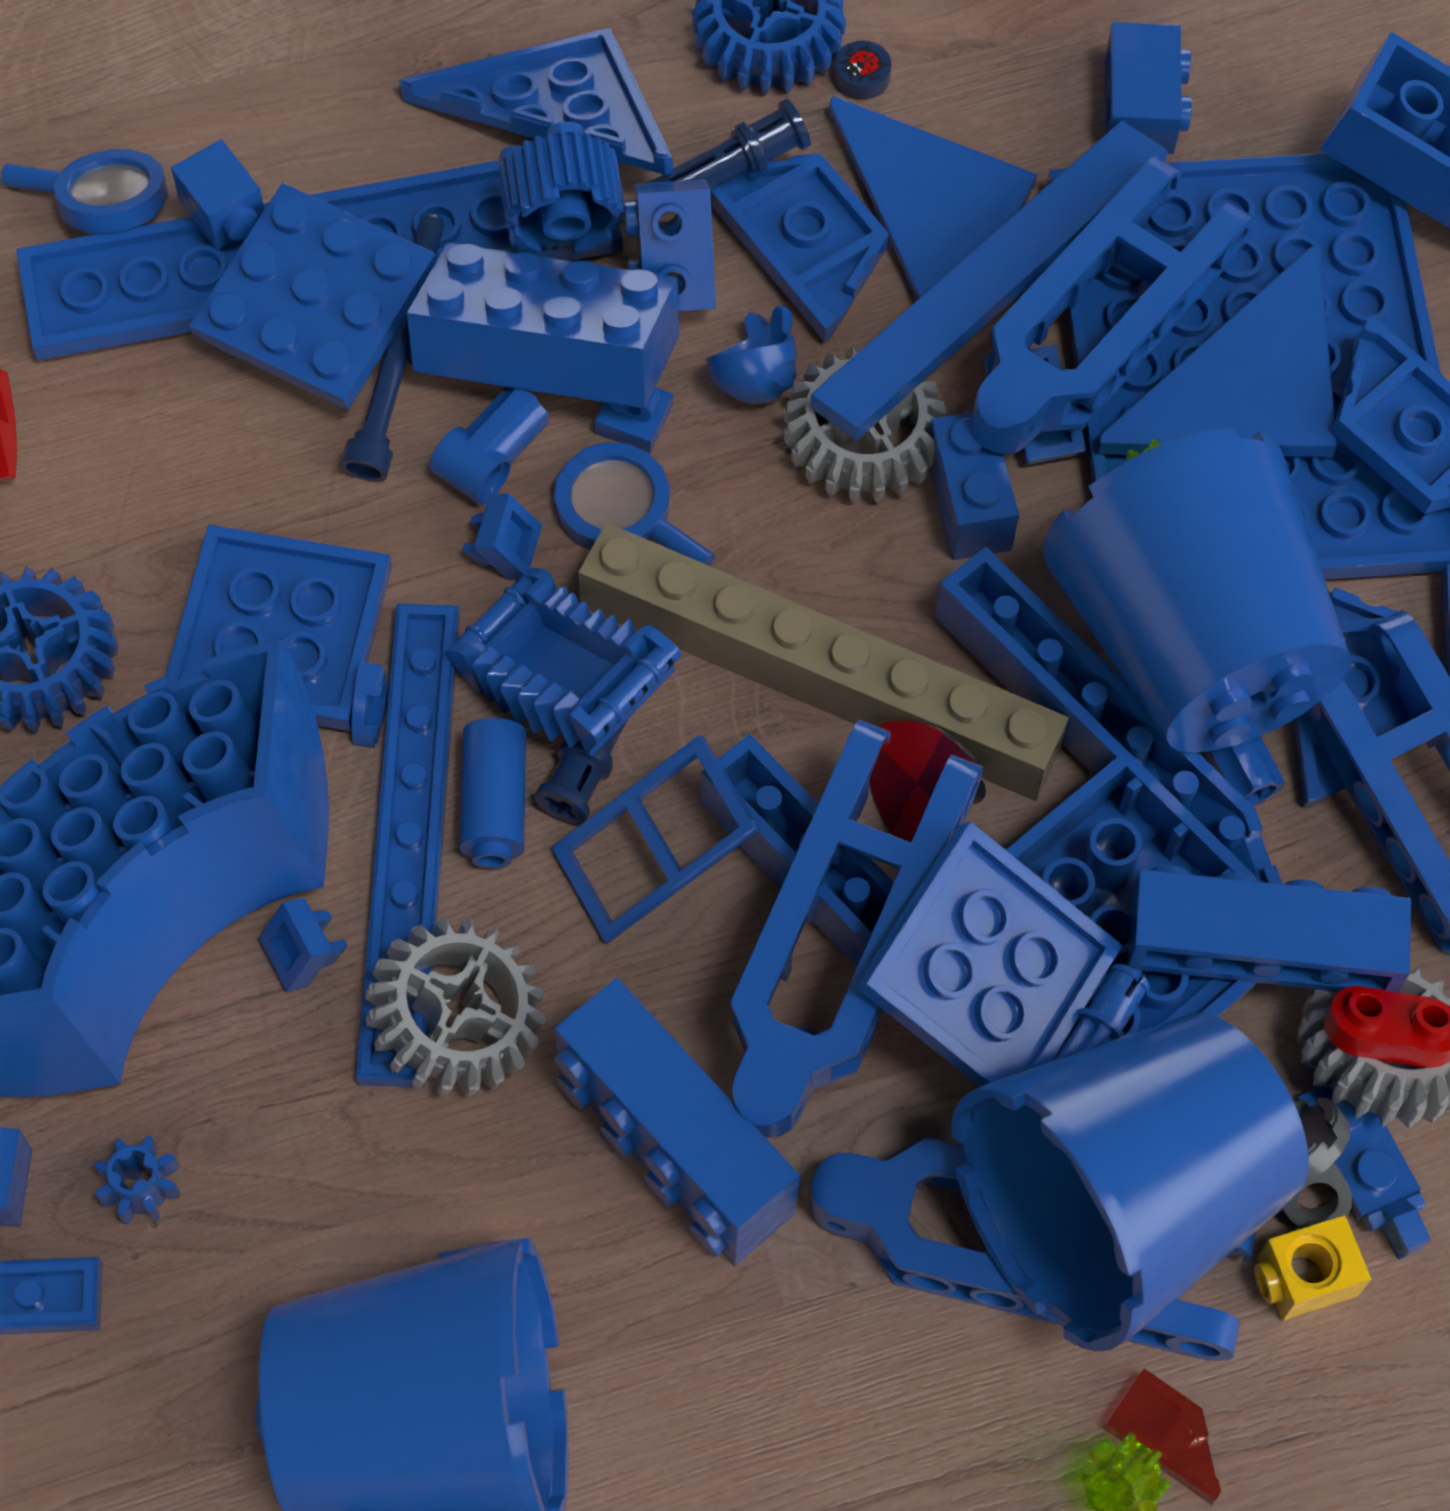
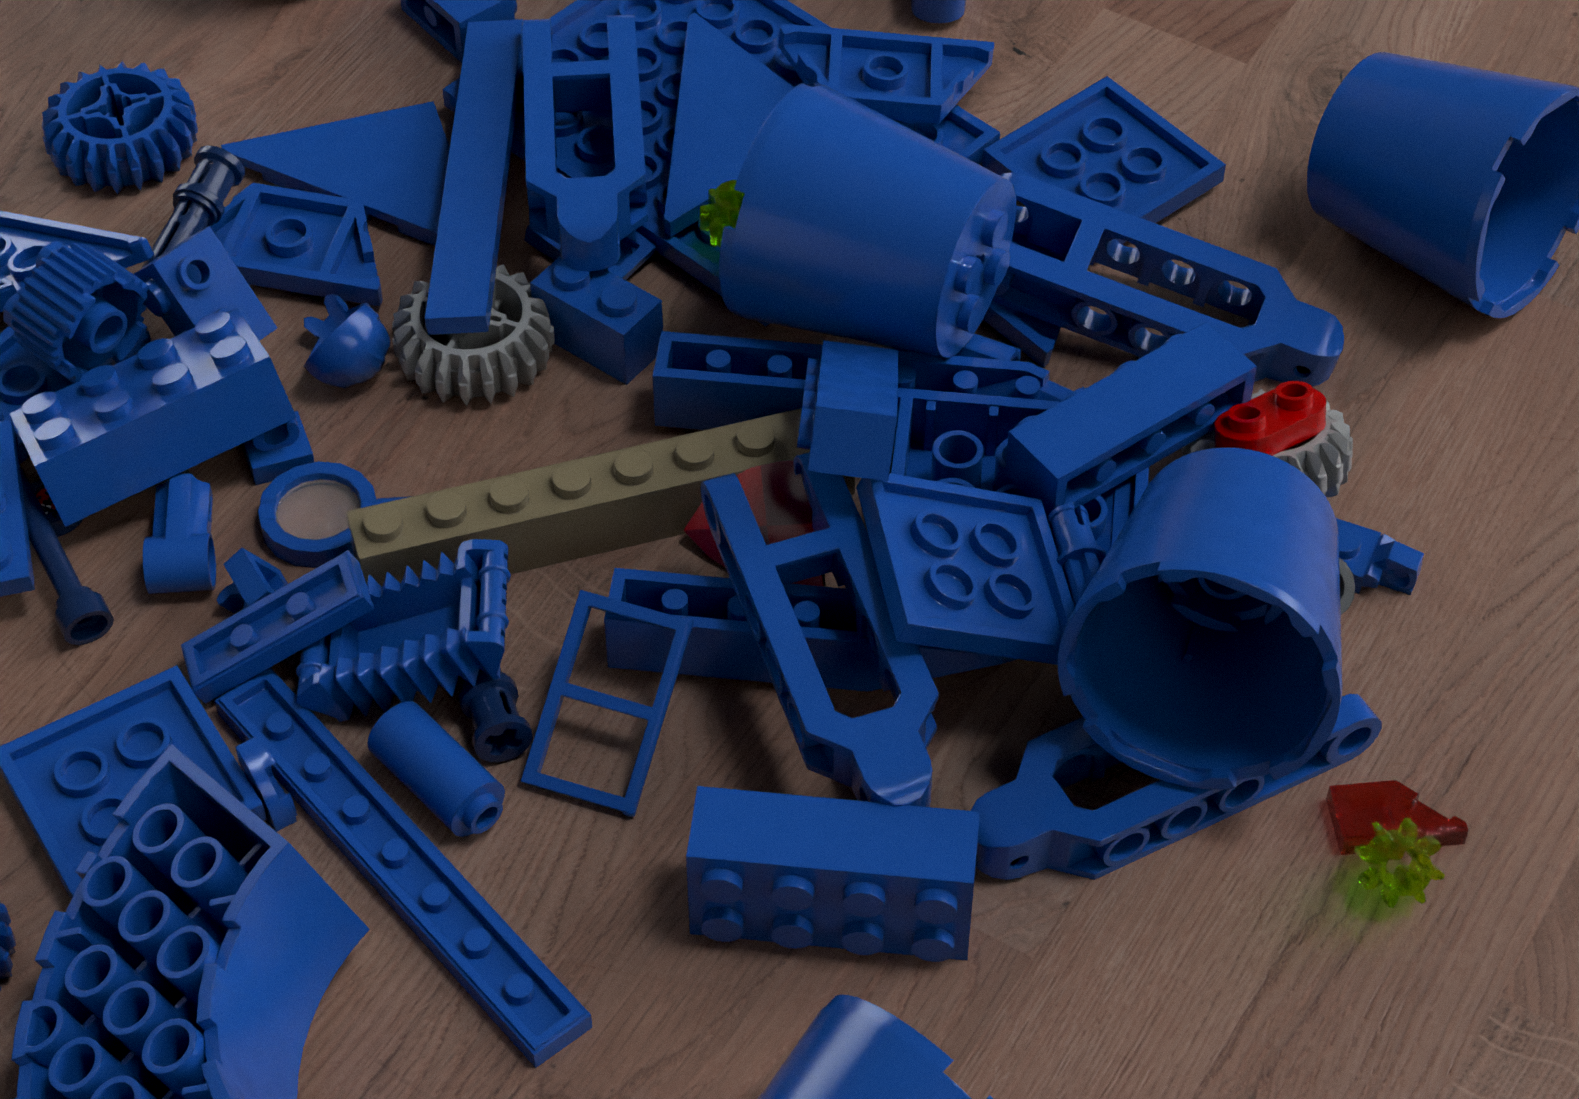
camera: 40 degrees left, 15 degrees down
(298, 945) = (384, 994): blue tile -> none
(430, 994) = (570, 933): light grey gear -> none
(480, 581) = (276, 627): none -> blue tile
(862, 69) = (224, 118): dark blue tile -> none
(1021, 753) = (850, 410): none -> blue brick
(1331, 1249) = (1375, 629): yellow brick -> none

